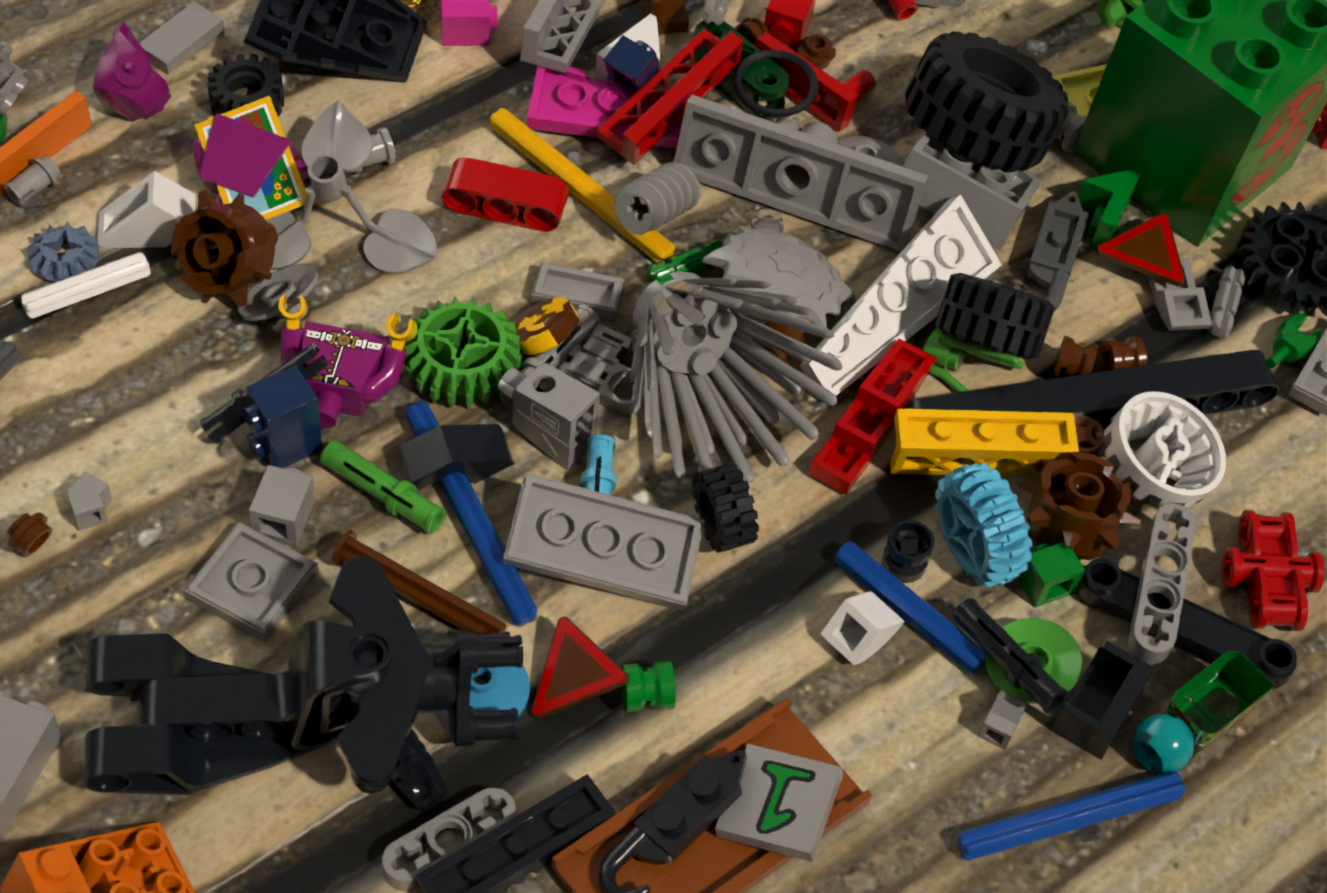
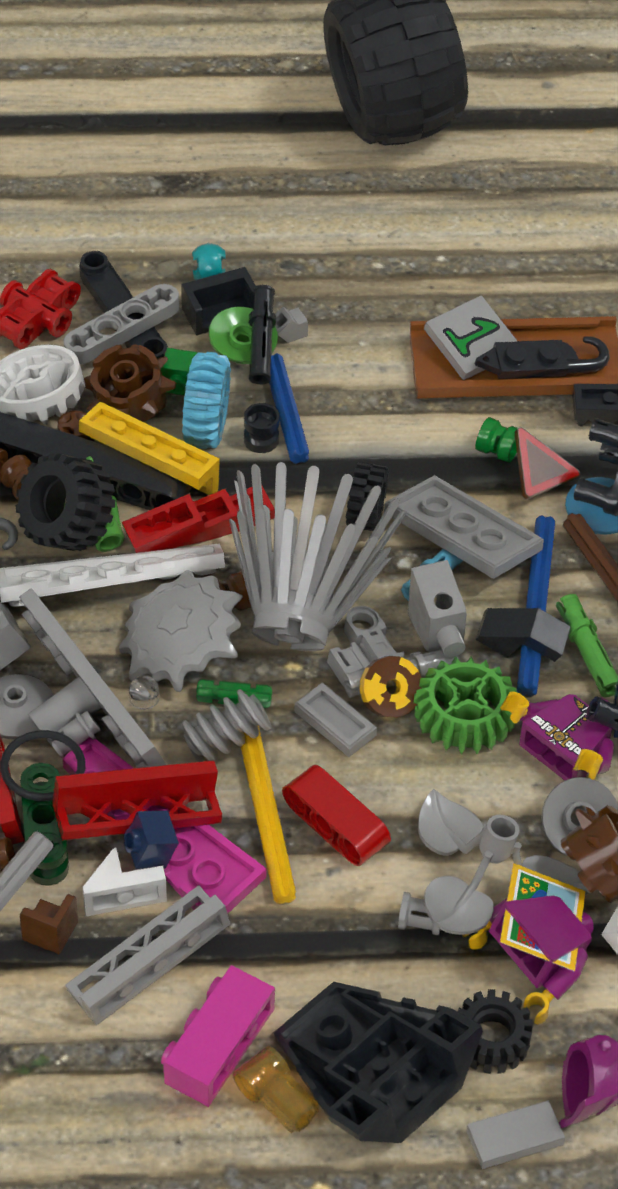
camera: 140 degrees left, 5 degrees down
(861, 627) = (330, 406): white brick -> none
(1070, 815) = (299, 270): blue axle -> none
(1231, 673) = (156, 262): green piece -> none

